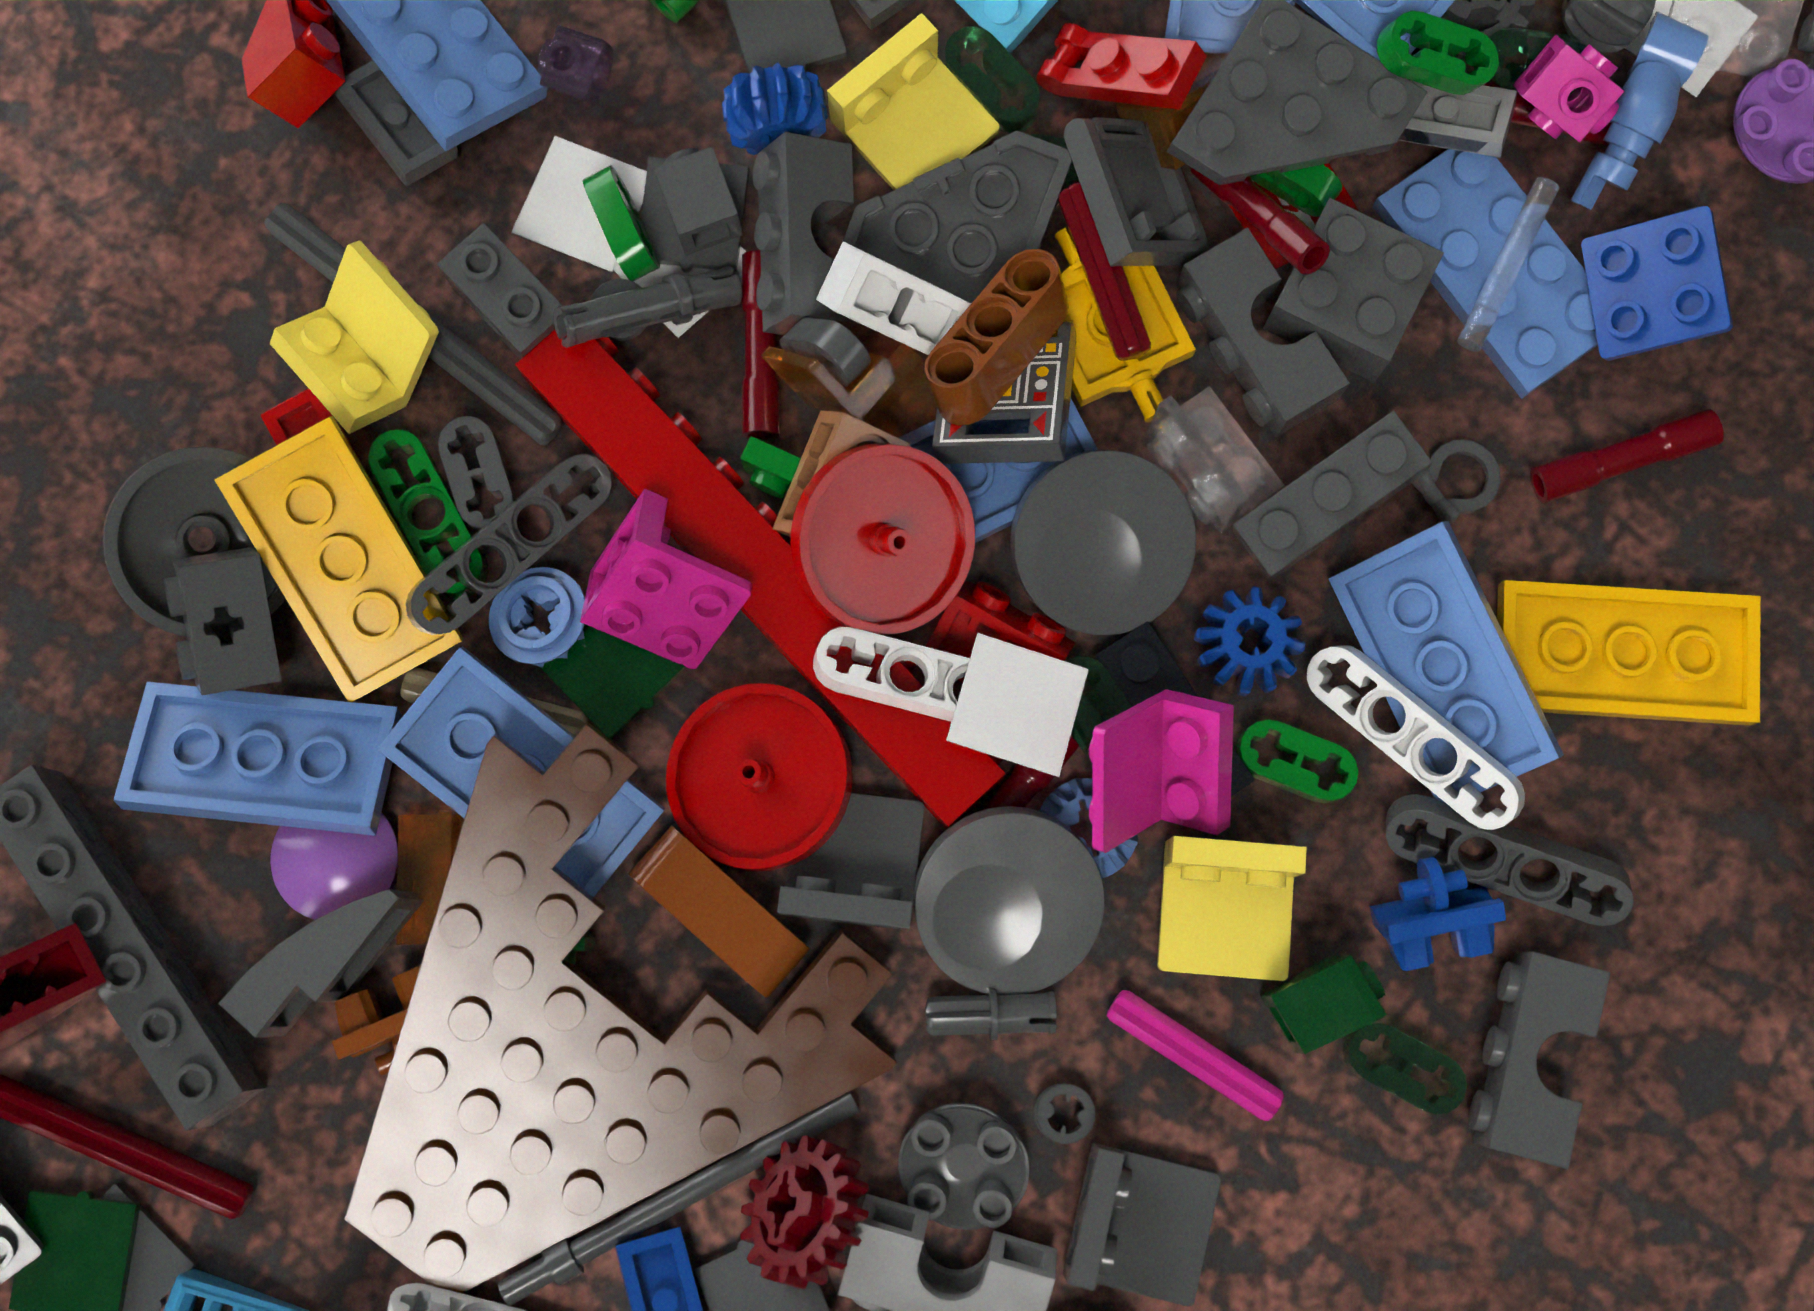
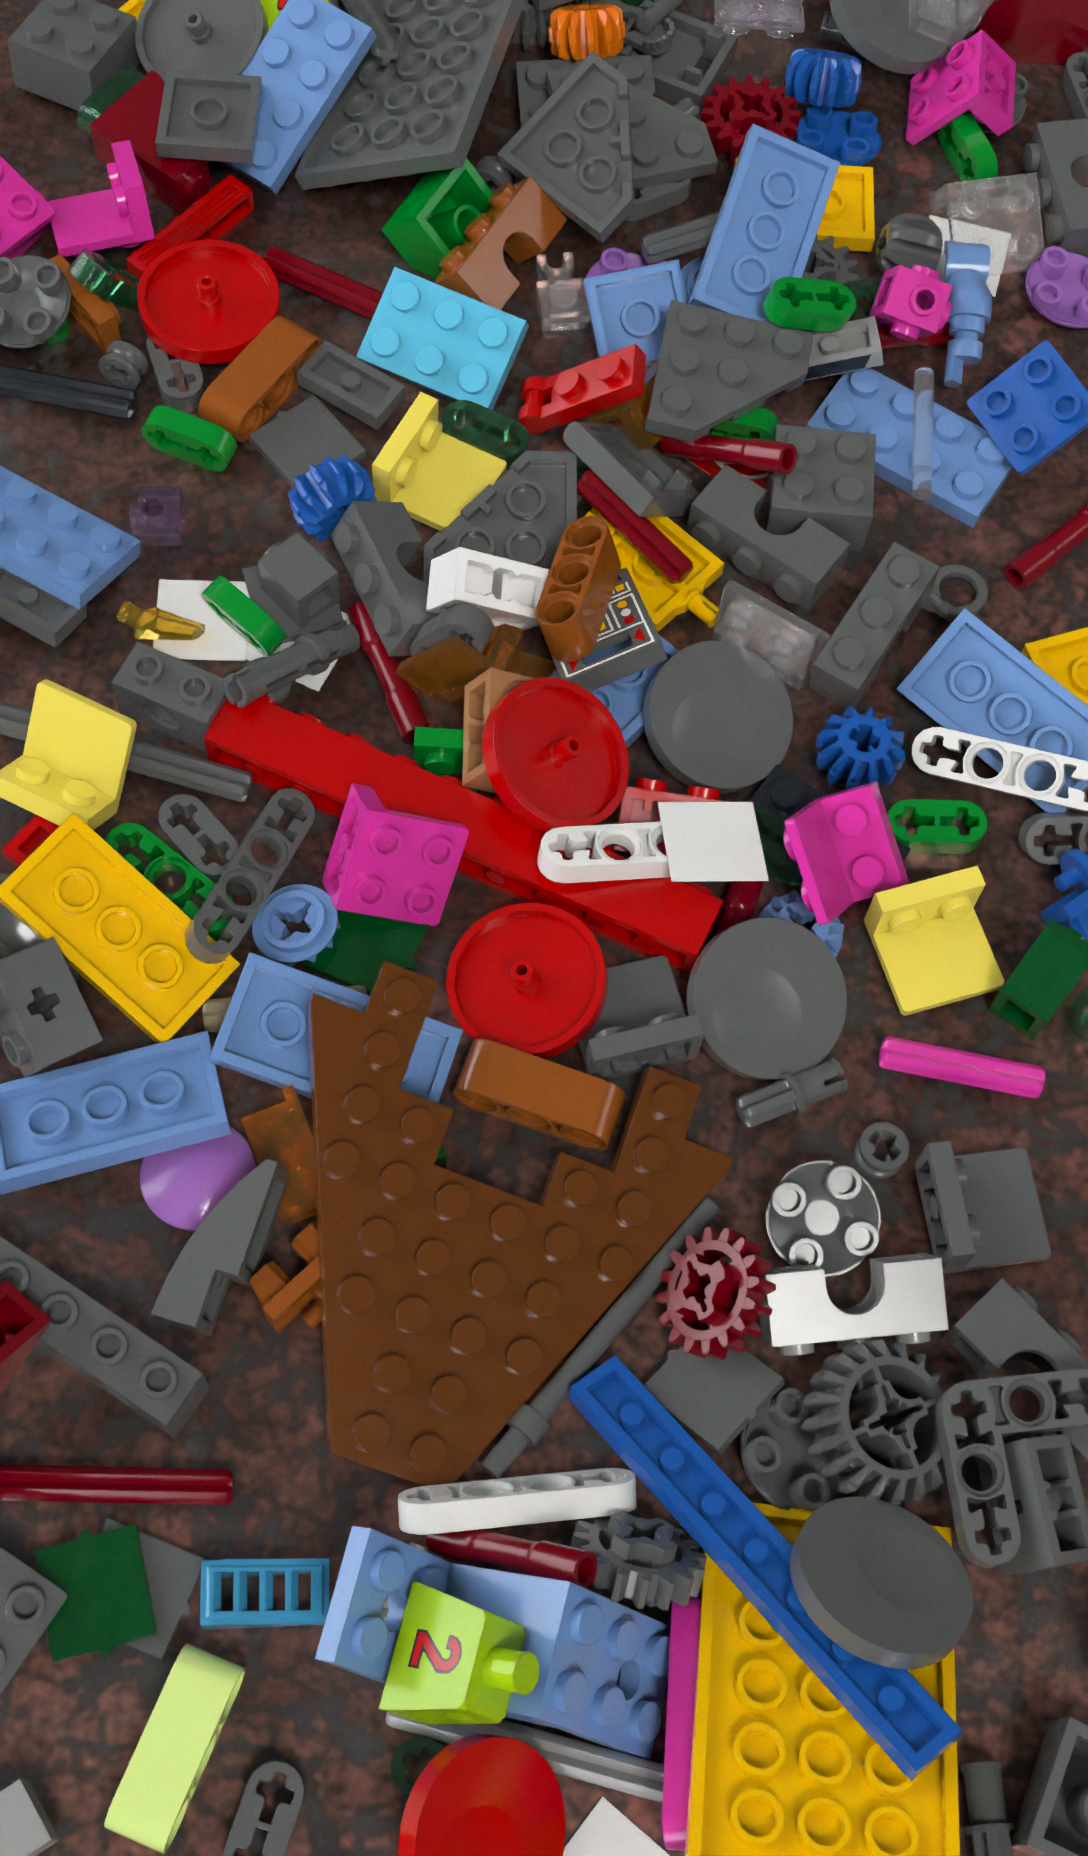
camera: 30 degrees left, 15 degrees down
(530, 196) = (159, 624): none -> clear yellow bar

